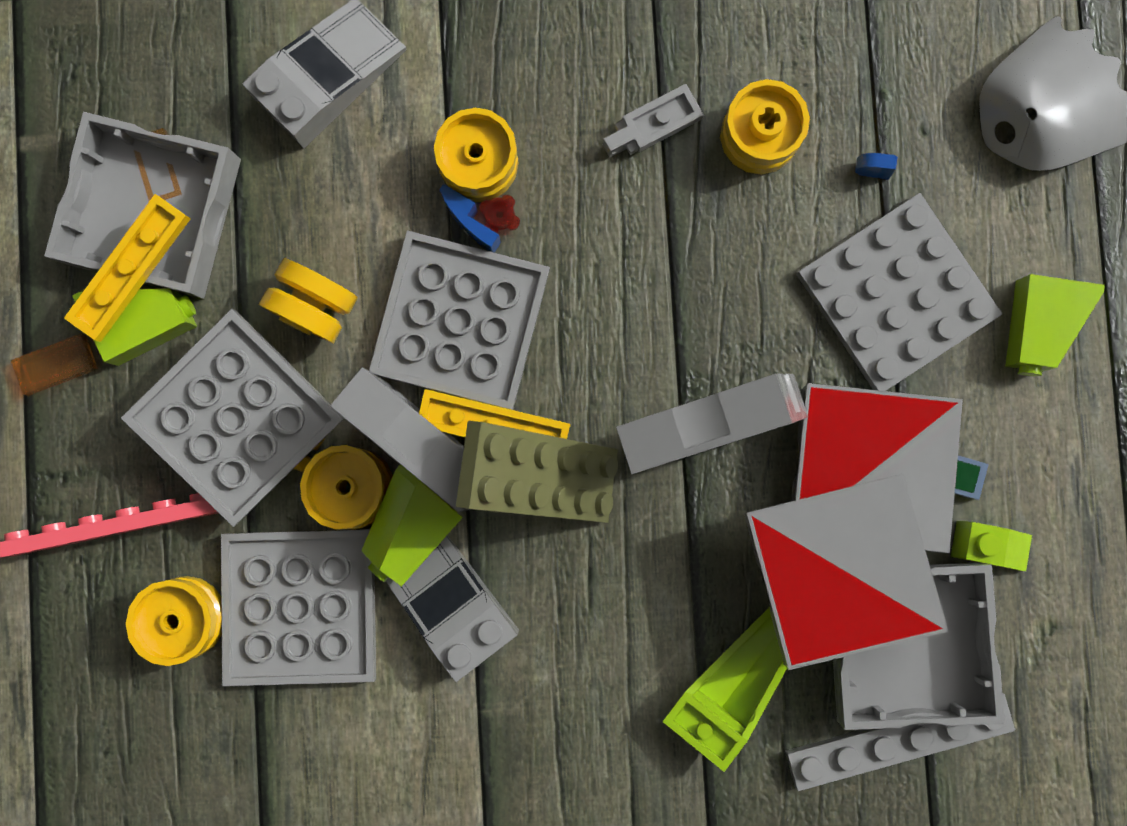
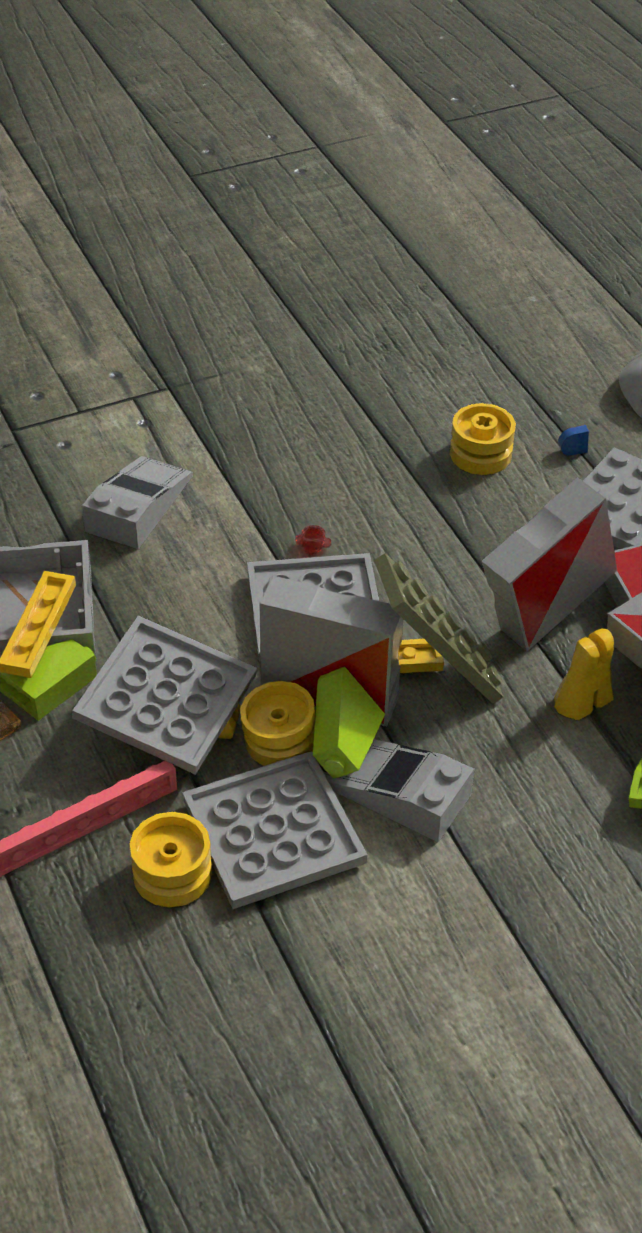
camera: 20 degrees left, 40 degrees down
(308, 300) = (194, 608): yellow wheel -> none
(463, 212) = (285, 545): blue slope -> none
(473, 133) = (280, 504): yellow wheel -> none
(654, 122) = (400, 461): light grey hinge -> none
(695, 551) = (588, 677): none -> yellow piece

